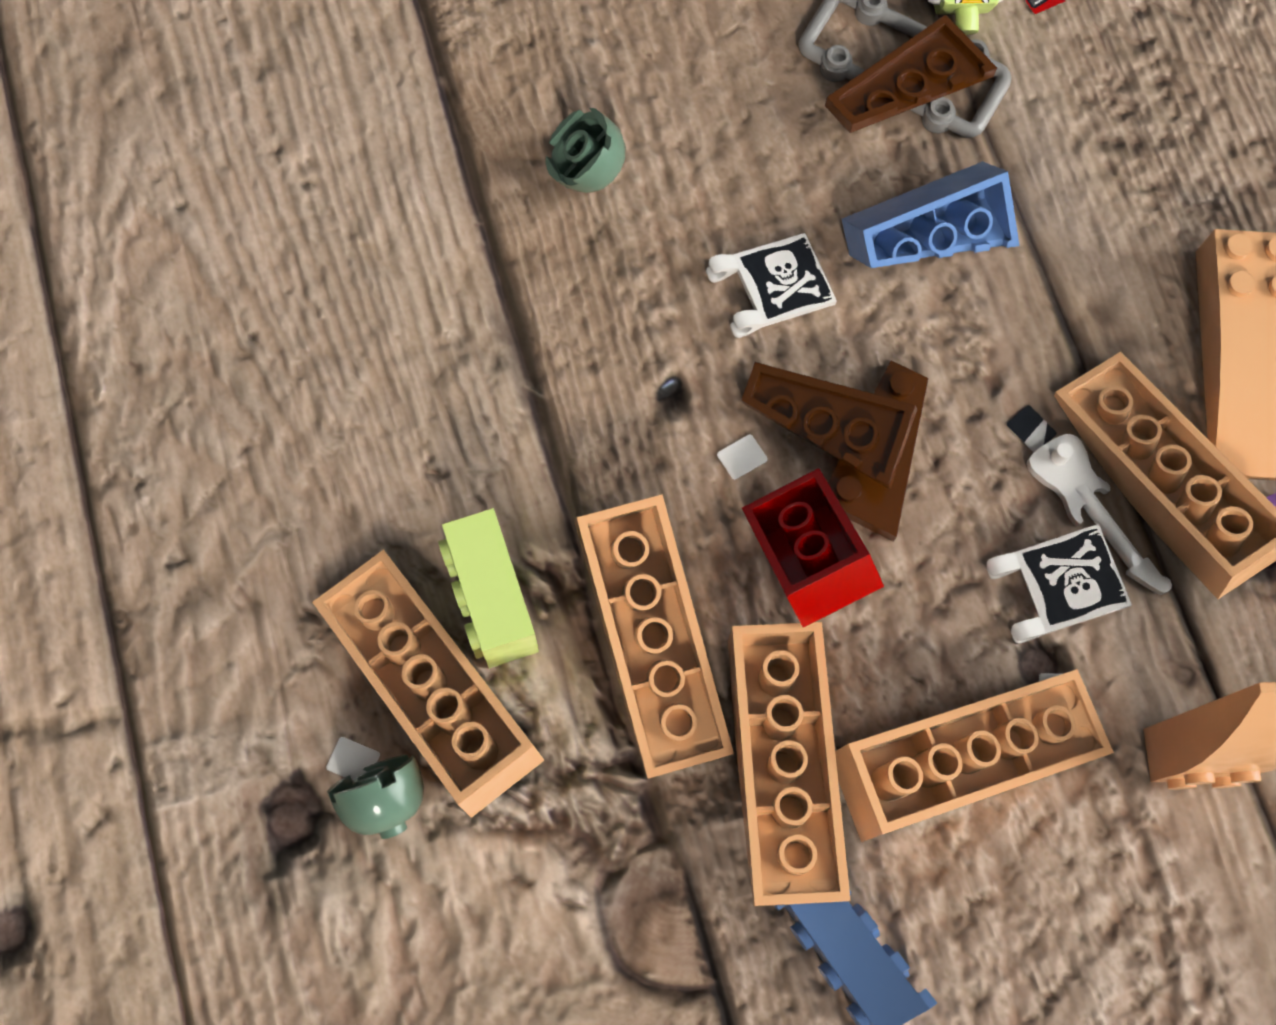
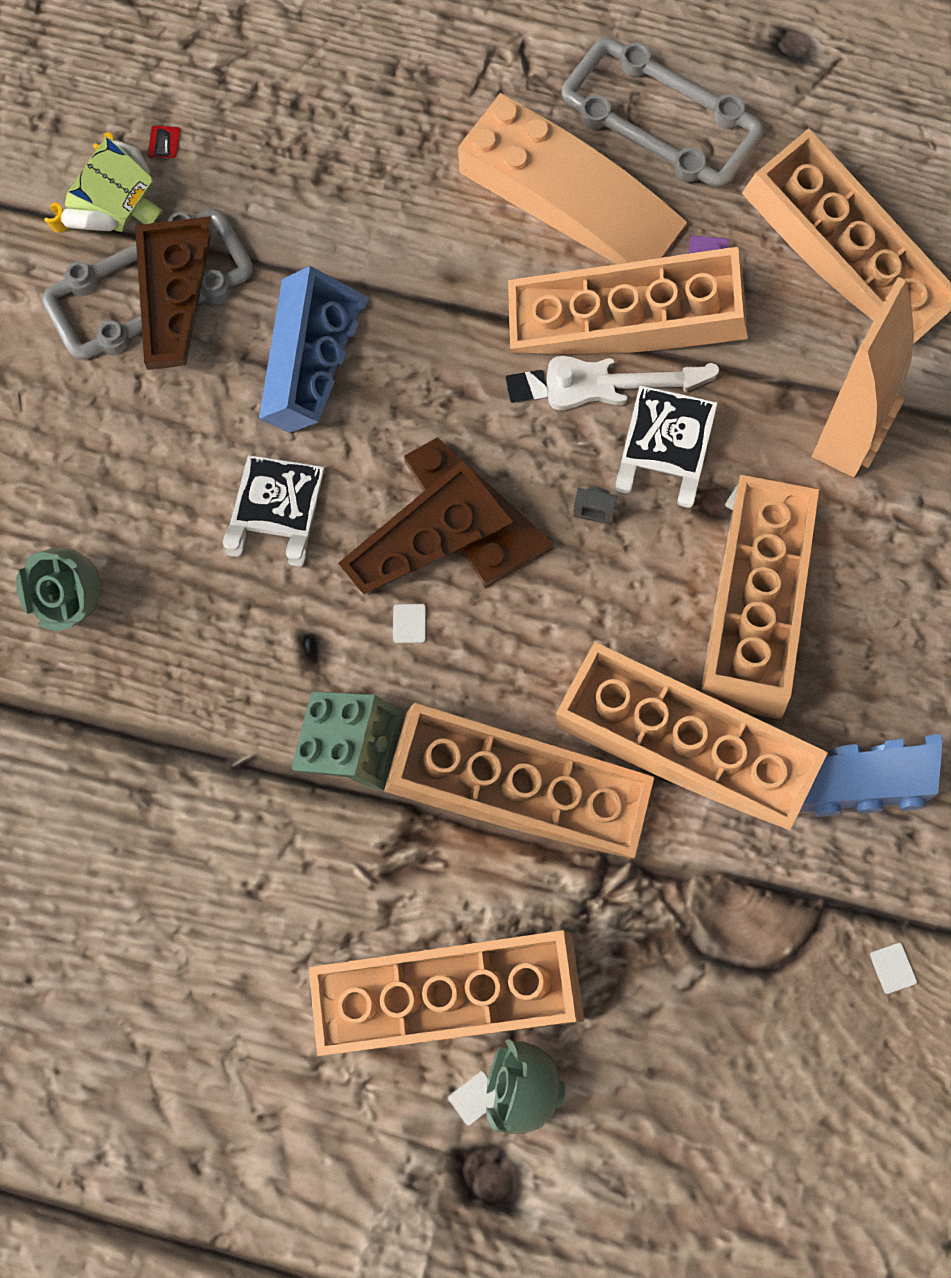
camera: 50 degrees left, 0 degrees up
(487, 589) = (402, 894): yellowish green brick -> none
(604, 463) = (348, 737): none -> sand green bracket
(812, 547) = (529, 611): red brick -> none
(957, 552) = (595, 505): none -> dark grey plate

